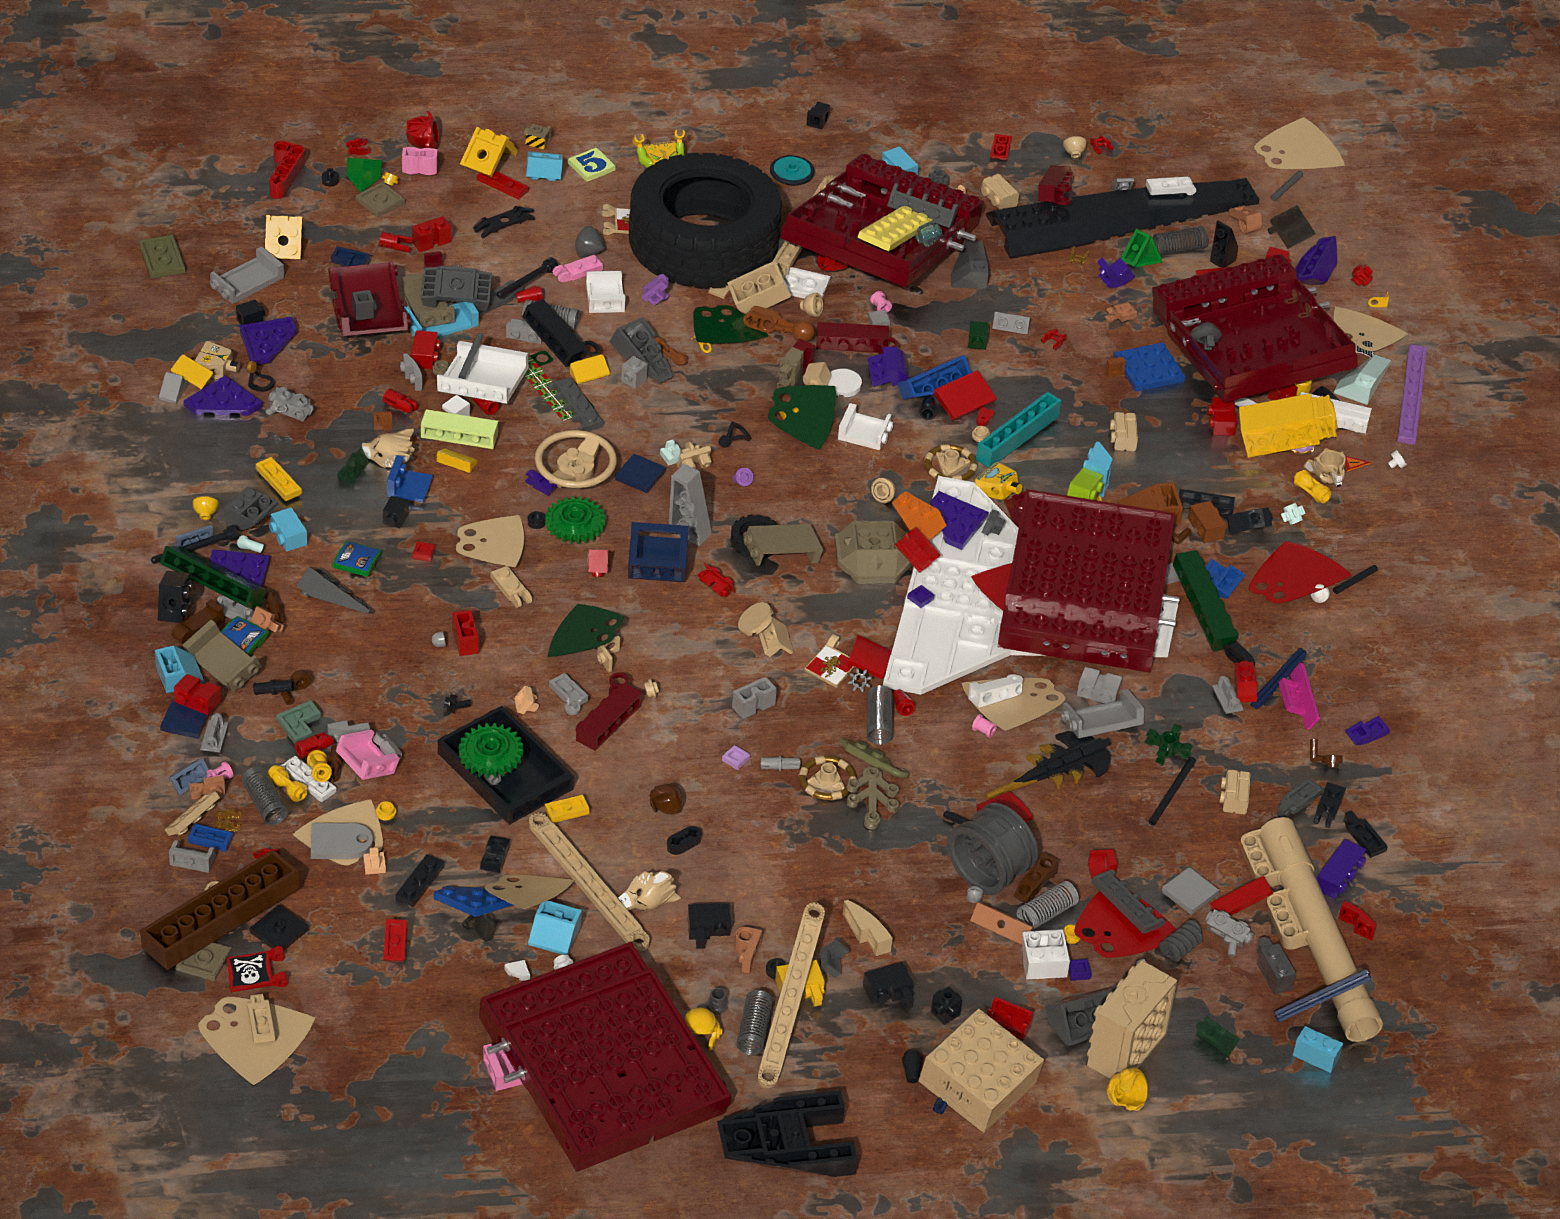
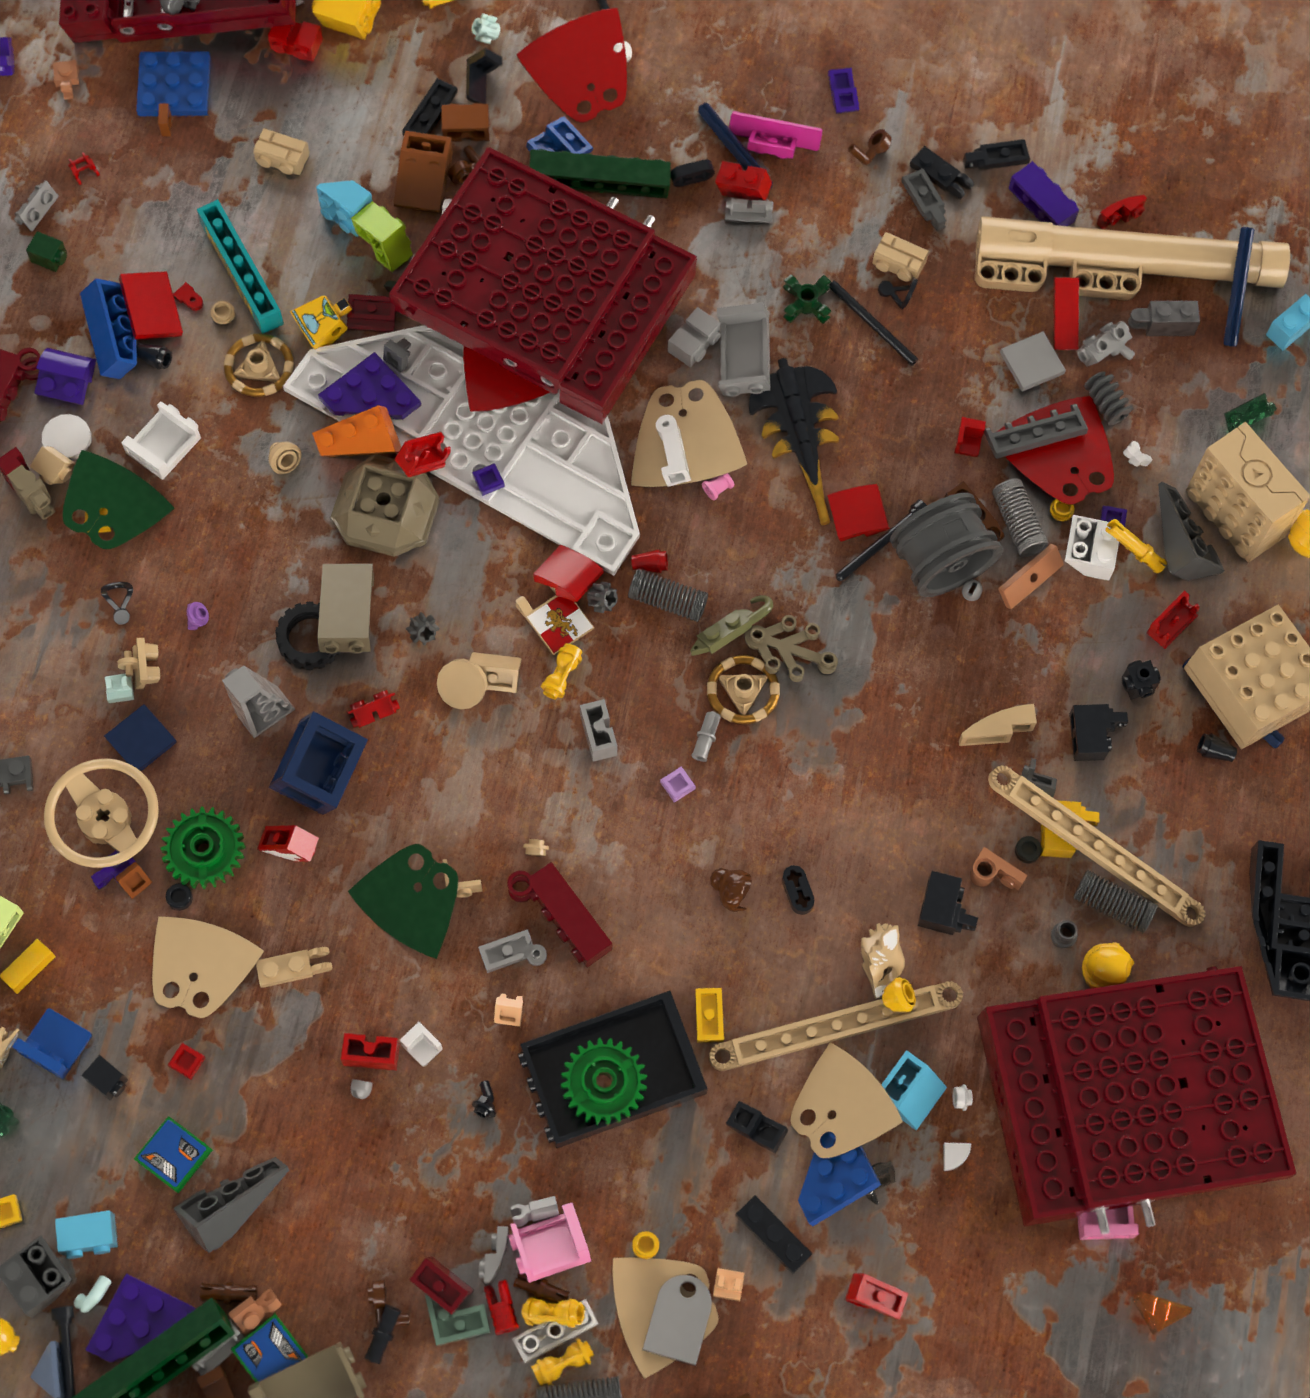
camera: 70 degrees left, 25 degrees up
(319, 707) = (441, 1284): none -> dark red panel
(441, 1109) = (1159, 1312): none -> clear orange slope
(484, 661) = (421, 1044): none -> white panel
(537, 491) = (133, 880): none -> dark orange tile
(623, 901) = (899, 996): none -> yellow cone
(788, 590) = (422, 628): none -> dark grey gear
(801, 673) = (567, 660): none -> yellow piece
(1055, 984) = (1142, 552): none -> yellow pin
(1207, 794) = (886, 289): none -> black piece

